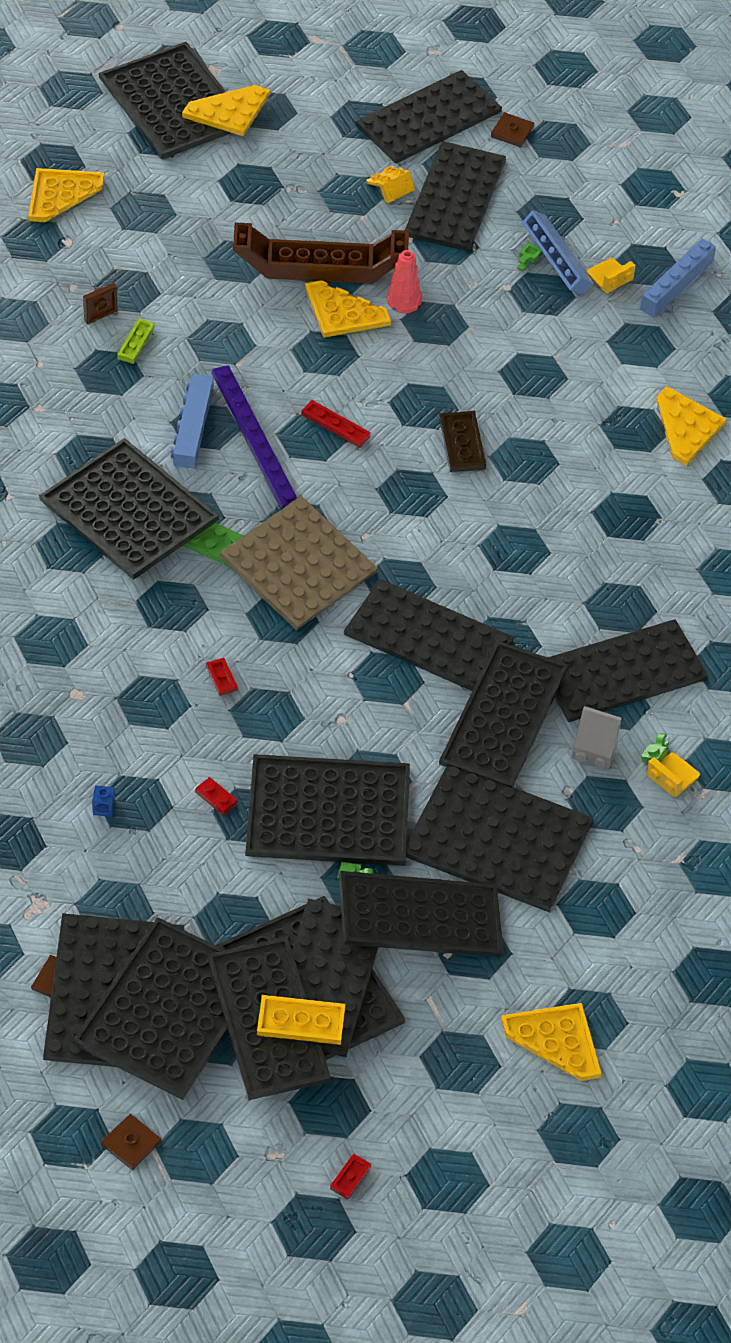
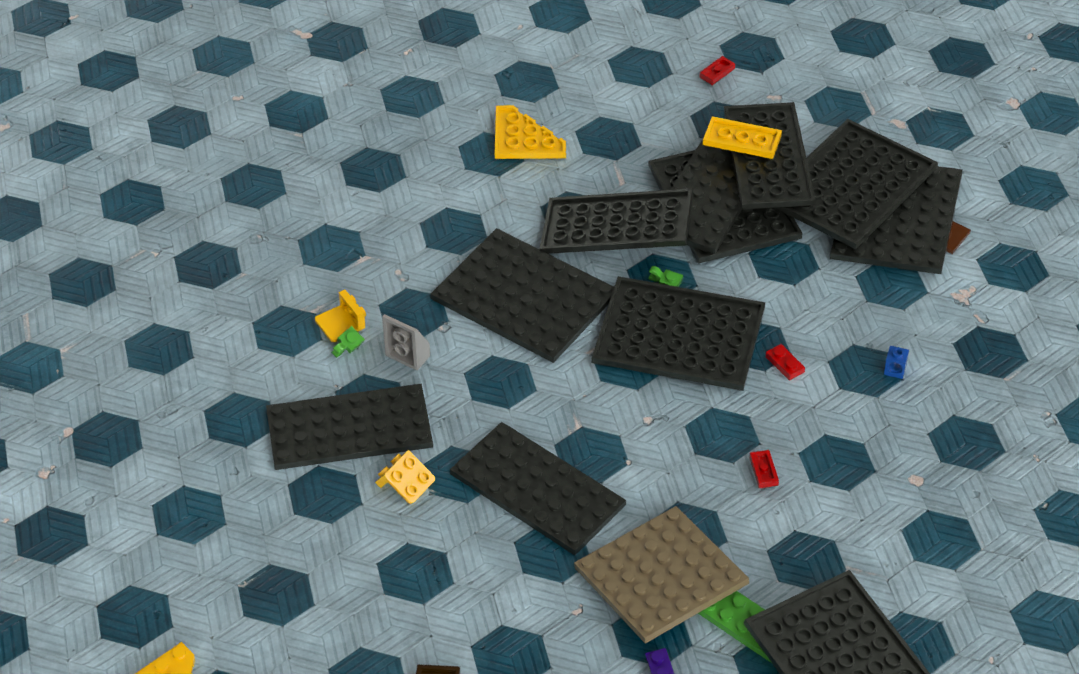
camera: 165 degrees left, 5 degrees down
(131, 1141) = (891, 115): reddish brown plate -> none
(504, 714) = (485, 388): pearl dark grey plate -> none
(555, 620) = (406, 476): none -> yellow bracket

